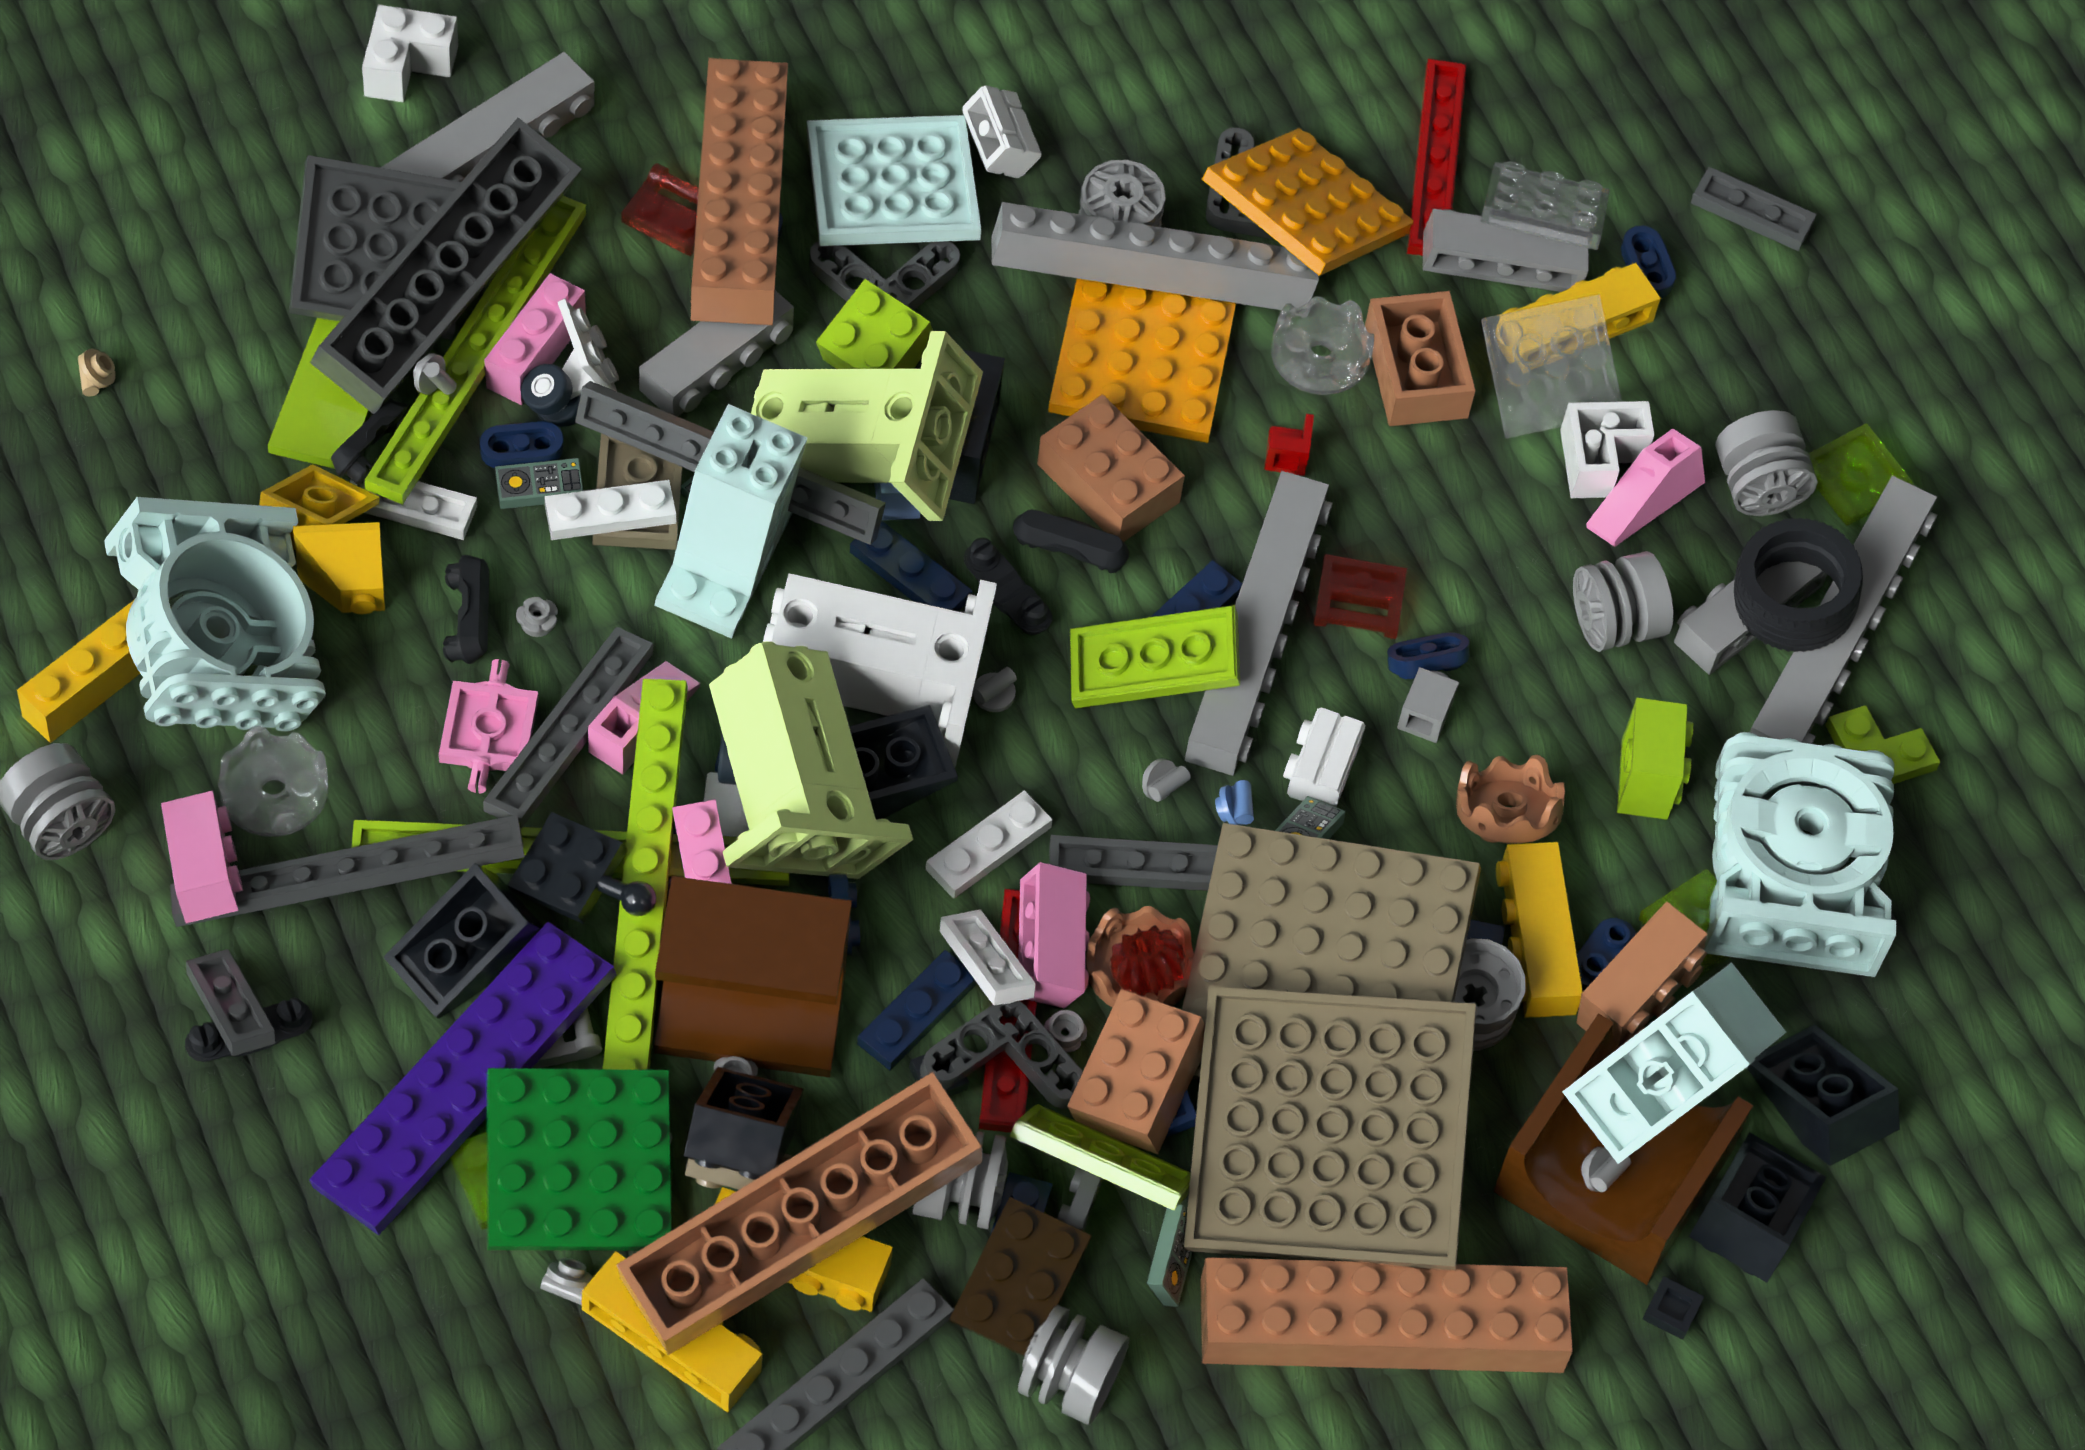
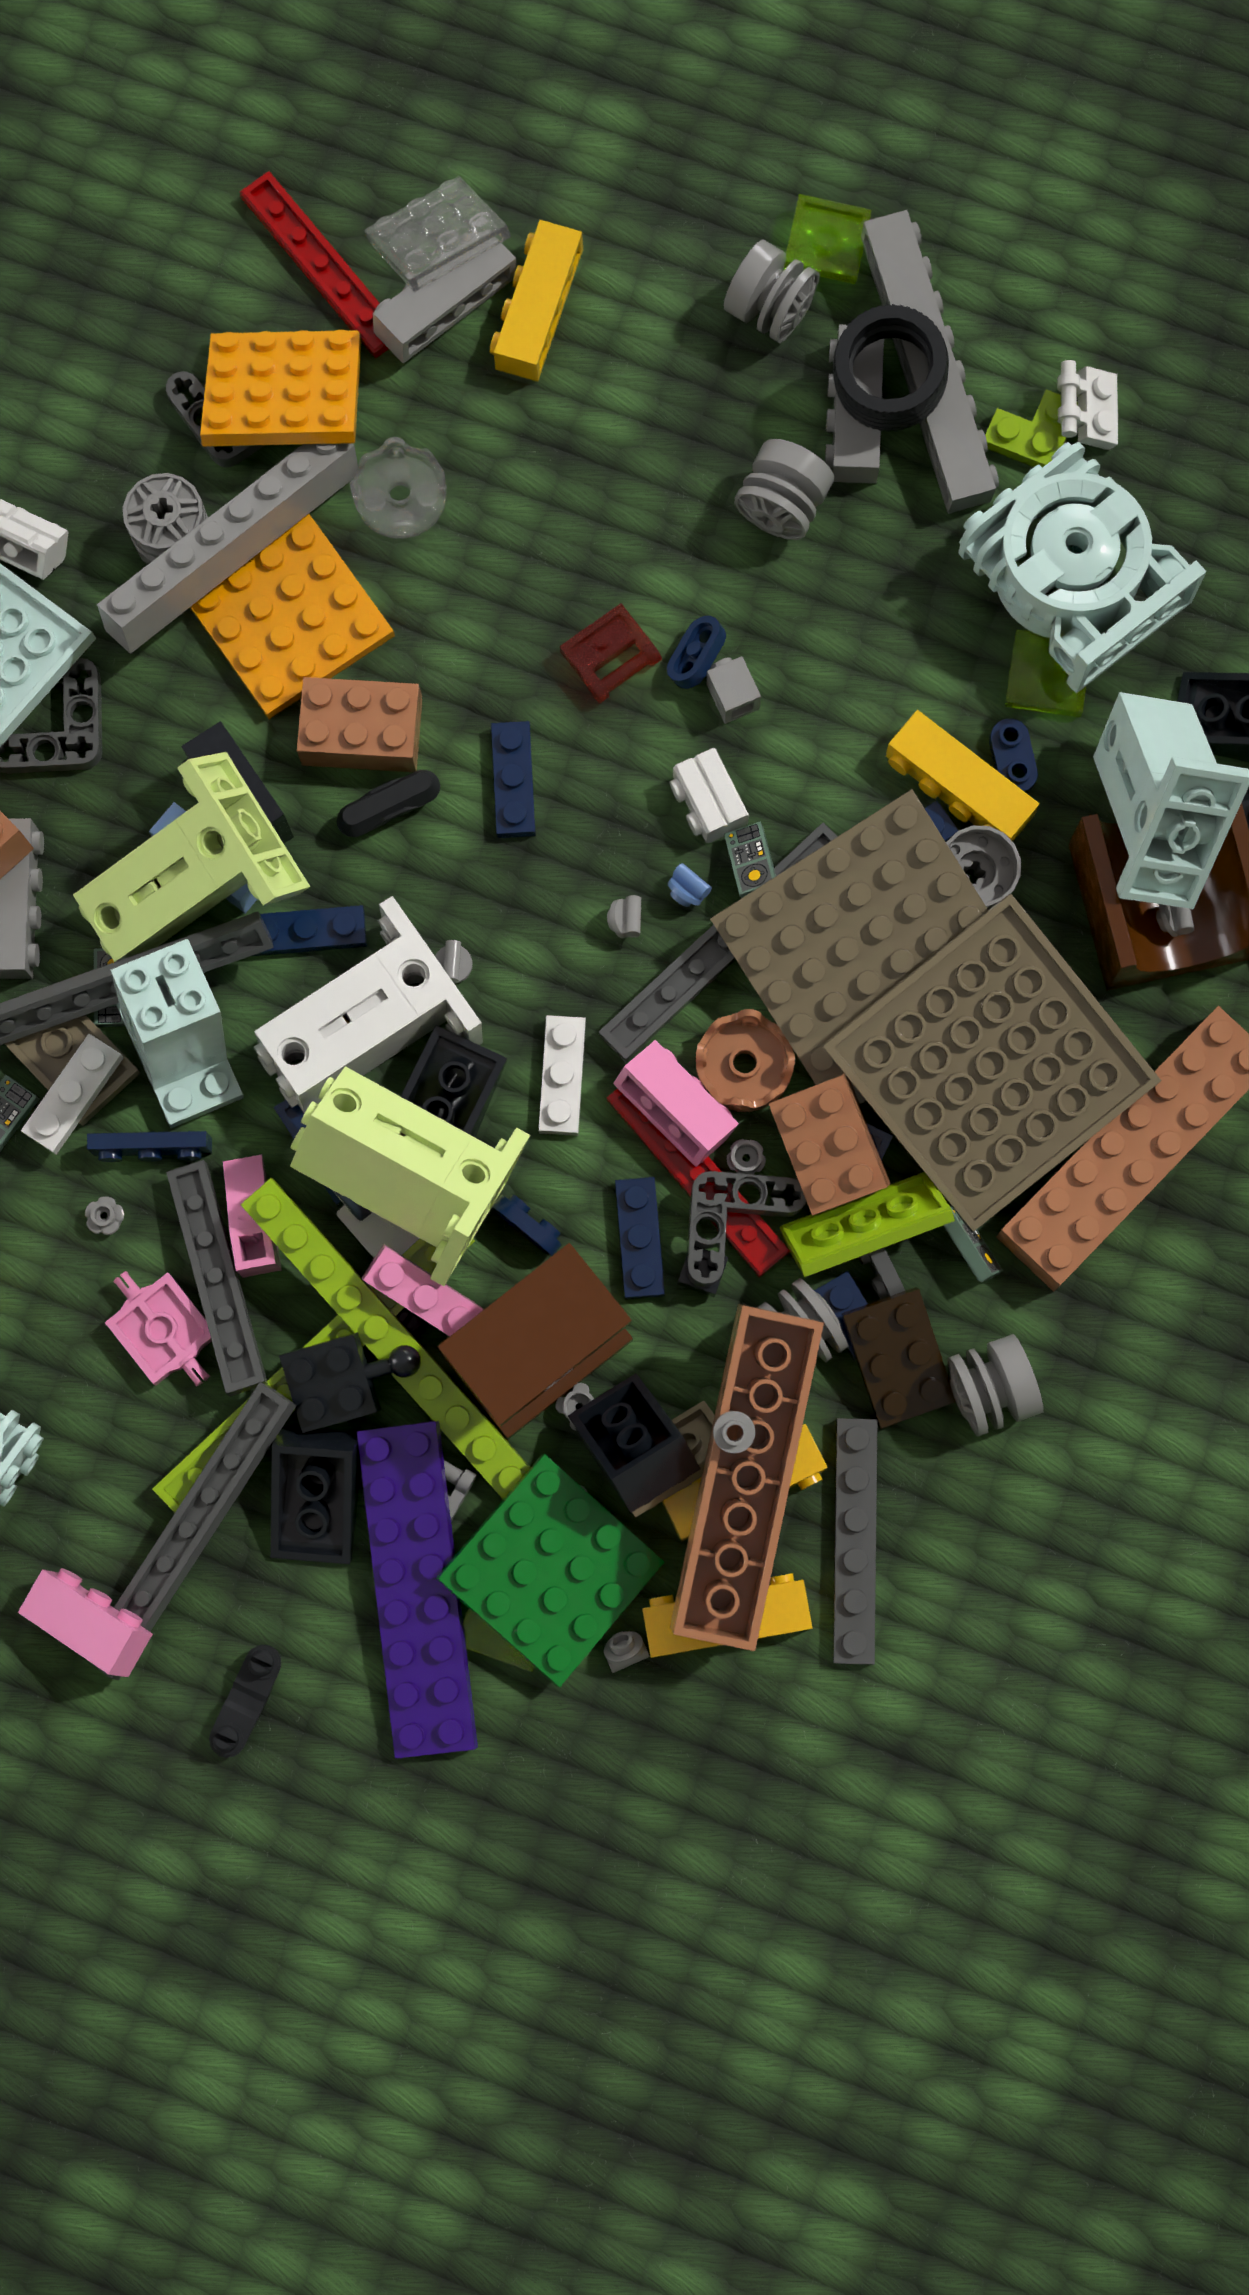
camera: 35 degrees left, 20 degrees up
(230, 1002) = (216, 1698): dark grey plate -> none
(269, 758) = (43, 1507): clear plate -> none
(472, 579) = (35, 1235): black piece -> none
(626, 598) = (149, 1145): none -> dark blue plate
(827, 1166) = (724, 1422): none -> light grey plate
(874, 333) = (110, 786): lime brick -> none
(987, 957) = (653, 1162): white plate -> none
(1011, 592) = (383, 880): black piece -> none
(1148, 961) = (760, 1064): clear red gear -> none
(1155, 657) = (533, 835): lime tile -> none
(1263, 609) = (567, 739): light grey brick -> none
(1289, 448) = (453, 586): red panel -> none
(1420, 358) = (473, 435): nougat brick -> none
(1526, 787) = (850, 689): nougat plate -> none
(1548, 360) = (564, 355): clear plate -> none
(1599, 438) = (645, 382): white brick -> none
(1645, 974) = (1068, 755): nougat brick -> none
(1649, 487) = (713, 385): bright pink slope -> none
(1653, 262) = (543, 204): dark blue plate -> none
(1654, 758) = (915, 586): lime brick -> none
(1753, 208) = (565, 97): dark grey plate -> none
(1951, 774) = (1096, 409): none -> white plate

